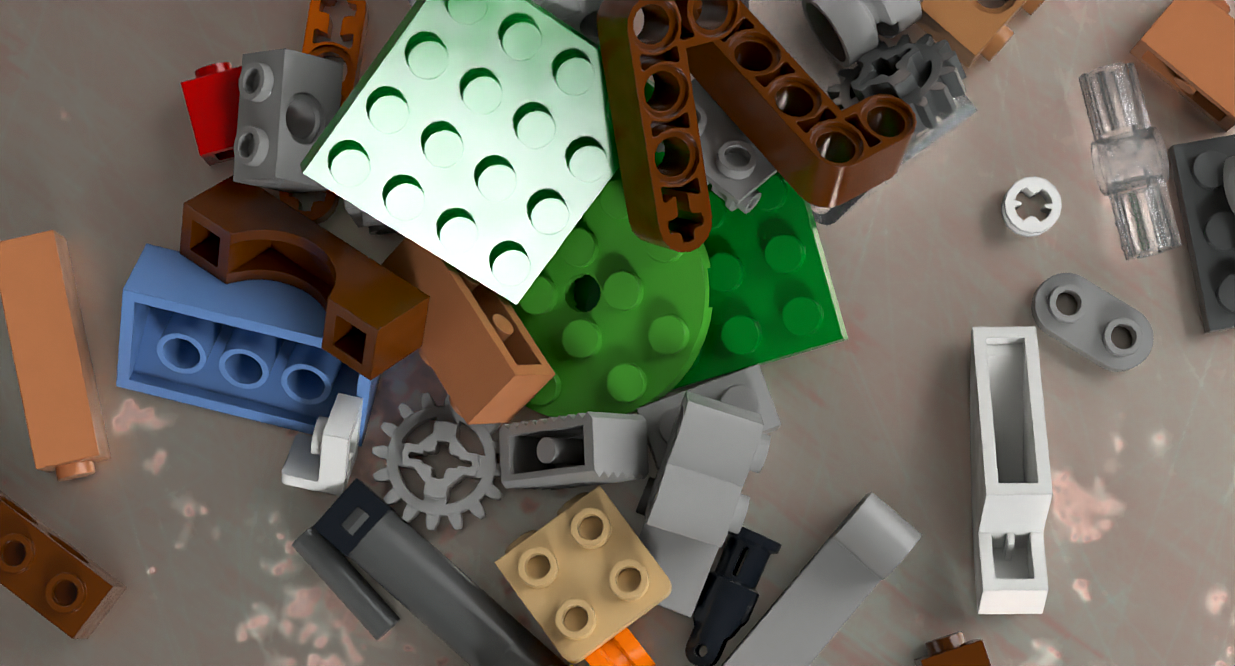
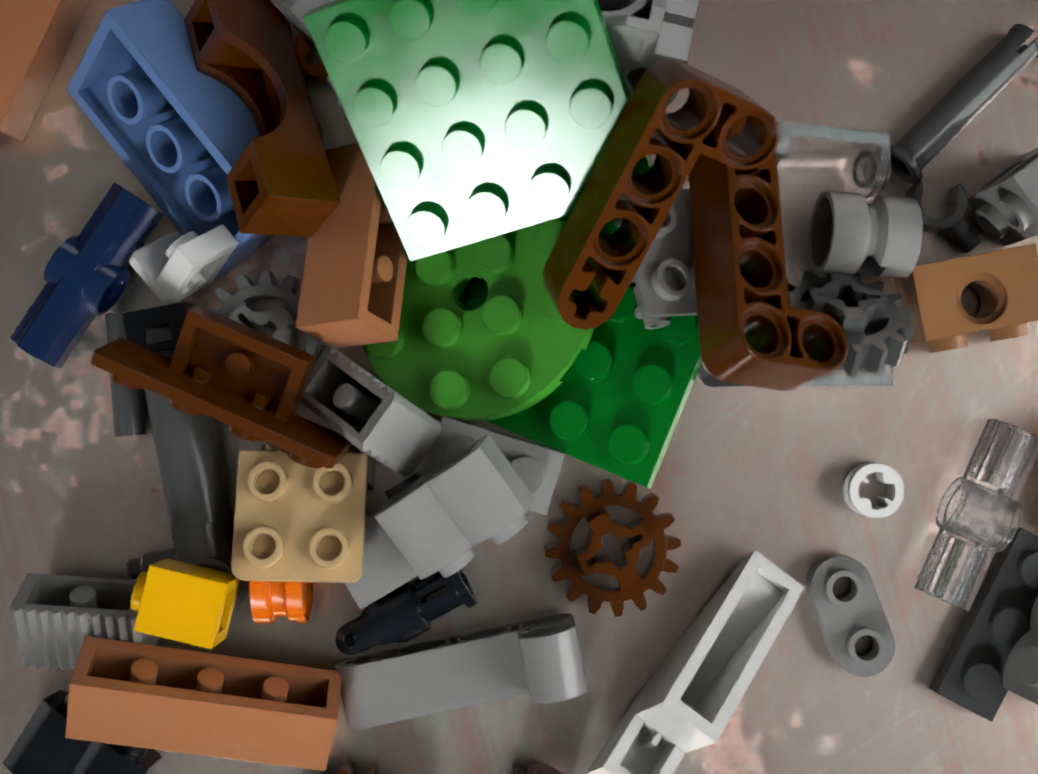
camera: 35 degrees right, 5 degrees up
(254, 522) = (86, 276): none -> dark blue piece
(447, 502) = (231, 377): none -> reddish brown bracket
(882, 425) = (639, 535): none -> reddish brown gear

